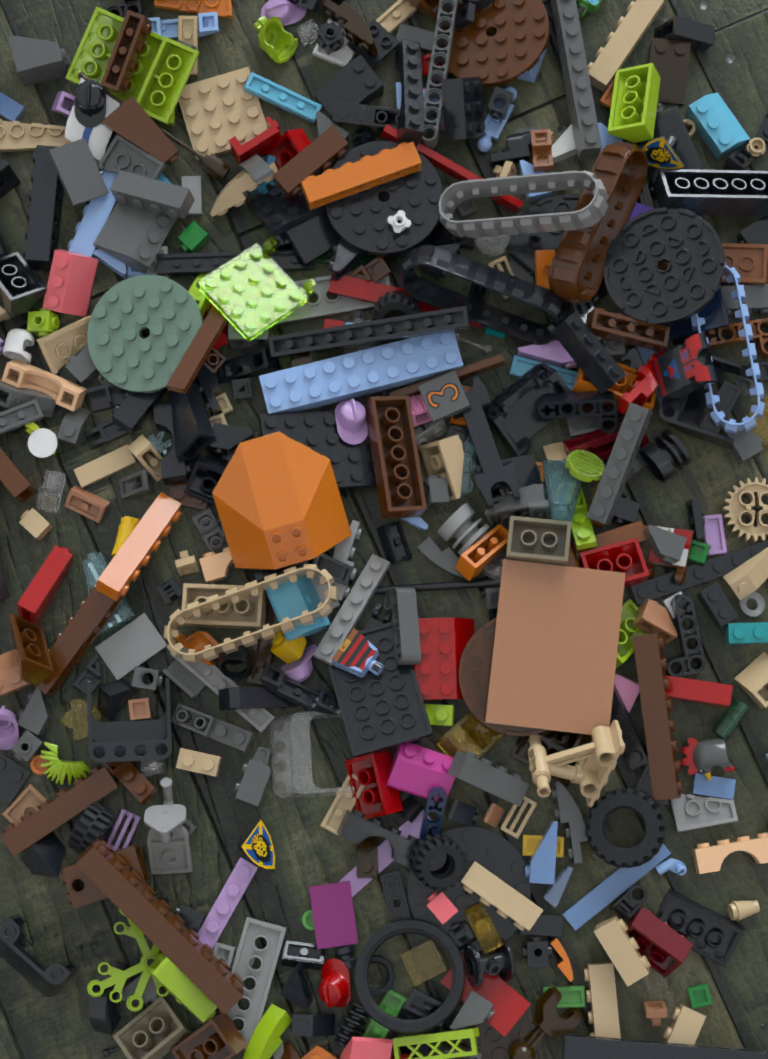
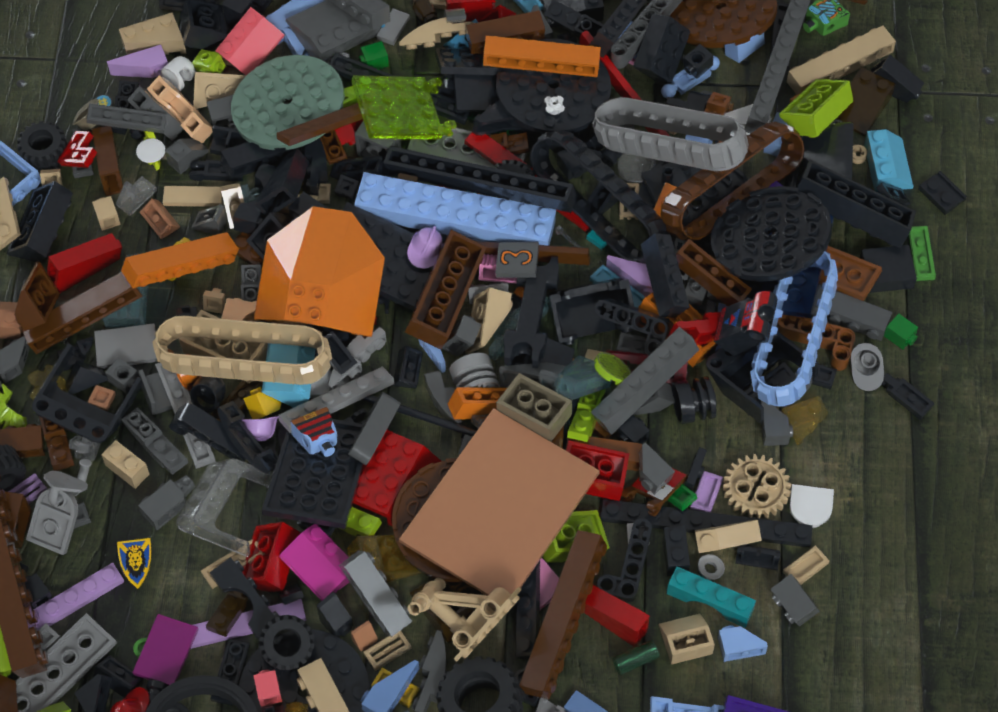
camera: 25 degrees right, 20 degrees down
(429, 807) = (310, 589): dark blue beam -> none
(655, 619) = (613, 534): nougat slope -> none
(661, 154) = (818, 150): shield -> none
(704, 755) = (593, 677): dark grey piece -> none
(756, 142) = (918, 191): tan plate -> none

